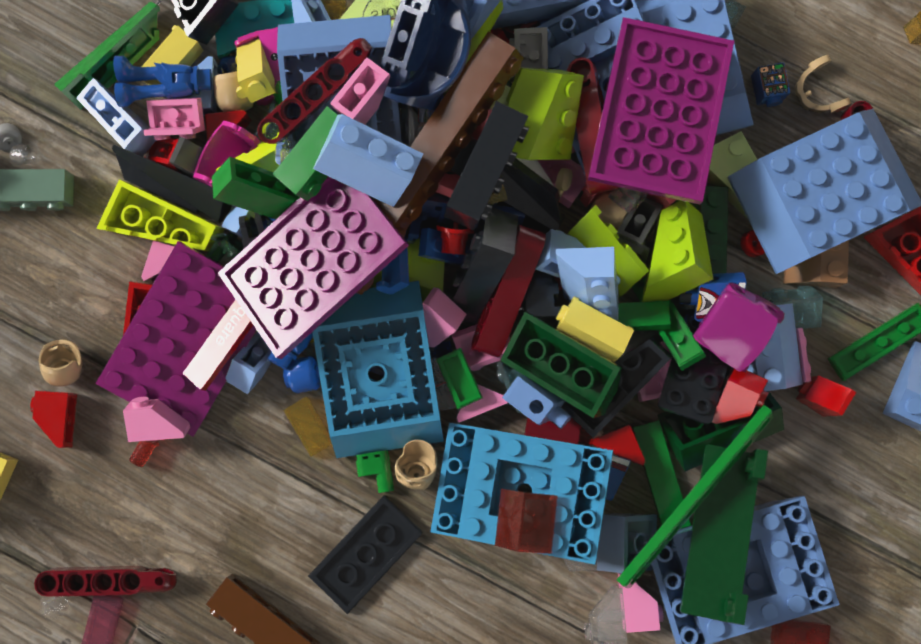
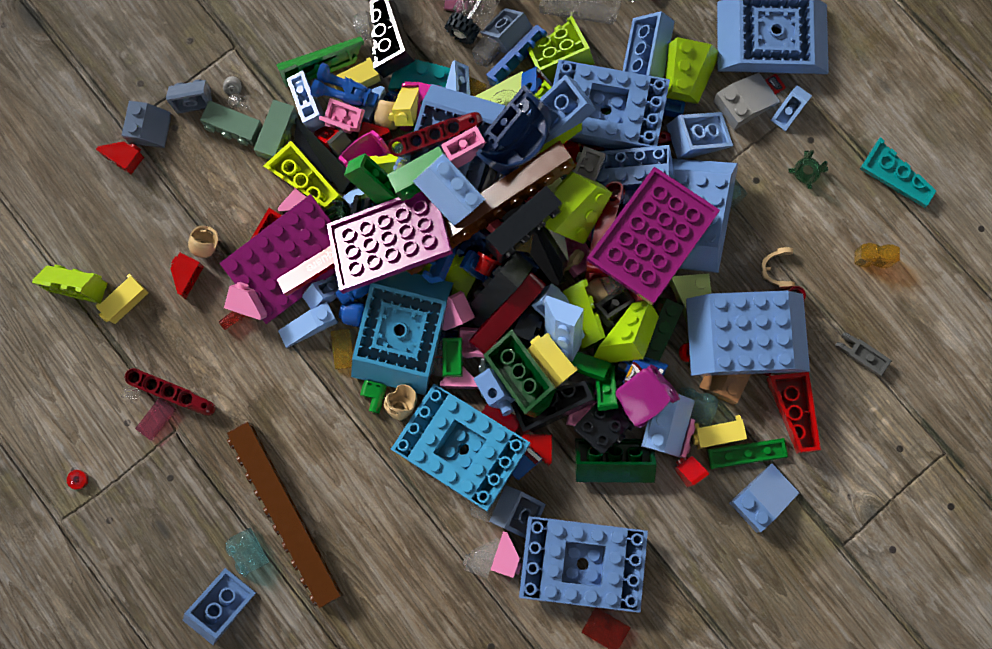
camera: 30 degrees right, 5 degrees down
(92, 172) = (275, 129): none -> sand green brick
(250, 414) = (308, 324): none -> light blue slope
(365, 554) = (343, 447): black tile -> none
(526, 521) = (454, 464): clear red slope -> none
(659, 470) = (559, 480): green tile -> none
(695, 497) = (572, 496): green tile -> none
(722, 540) = (579, 528): dark green bracket -> none
(740, 396) = (629, 443): slope -> none
(770, 84) = (744, 252): brick -> none
(839, 331) = (719, 433): none -> light yellow brick

